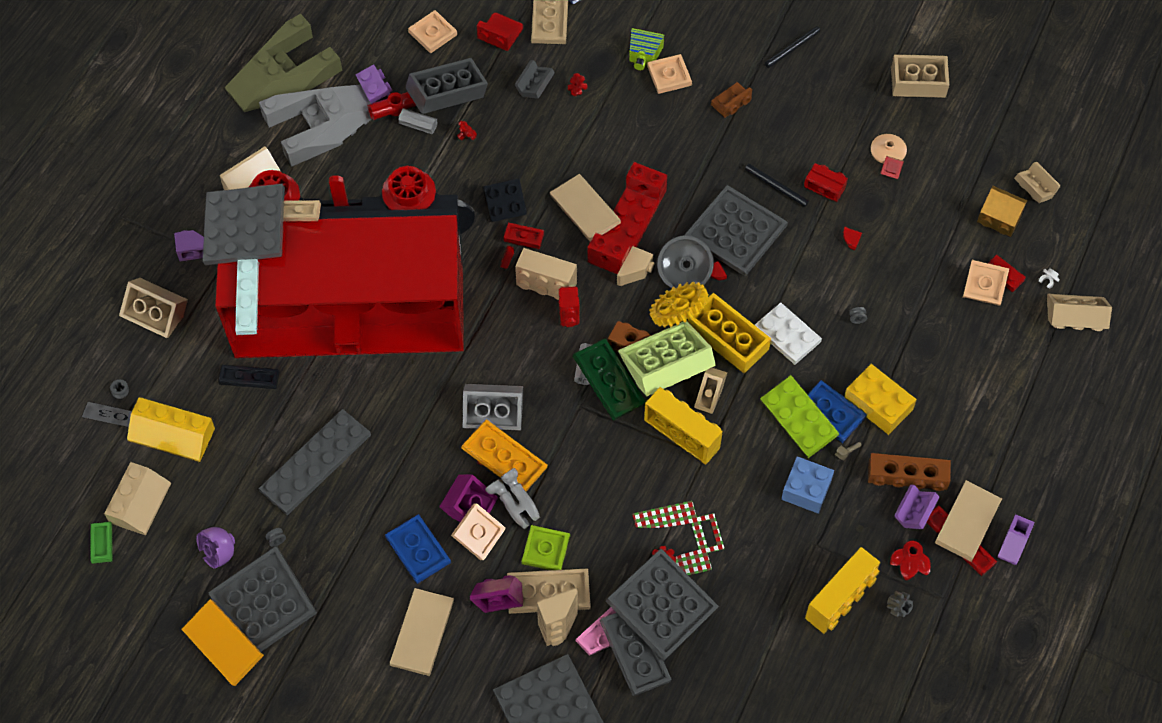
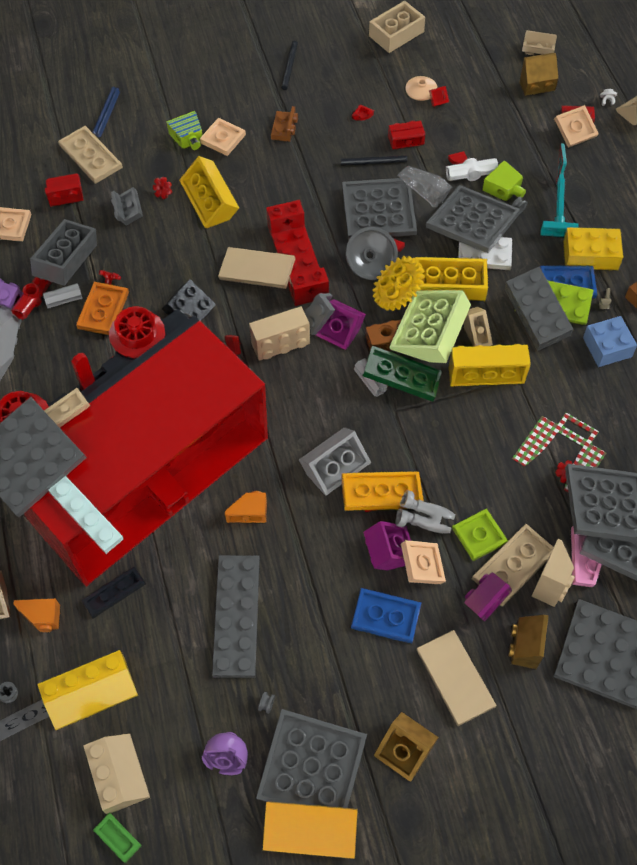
camera: 40 degrees left, 0 degrees up
(187, 352) = (40, 613): none -> orange slope
(339, 645) = (405, 746): none -> pearl gold slope
(395, 391) = (248, 509): none -> orange slope
(438, 153) = (102, 307): none -> orange plate
(496, 650) = (528, 641): none -> pearl gold slope
(523, 235) = (230, 320): red plate -> none
(569, 306) = (320, 343): red brick -> none
(591, 279) = (319, 312): none -> dark grey bracket
(604, 302) = (342, 325): none -> magenta slope
(610, 115) = (208, 192): none -> yellow slope
(635, 266) = (338, 280): tan slope -> none
(771, 411) = (538, 308): none -> dark grey brick
(793, 238) = (428, 185): none -> clear slope
(802, 297) = (473, 218): none -> dark grey plate
(810, 135) = (362, 113): none -> red tile
(851, 254) = (471, 169): none -> white piece
(866, 286) = (504, 182): none -> lime torso
(873, 358) = (559, 226): none -> teal piece

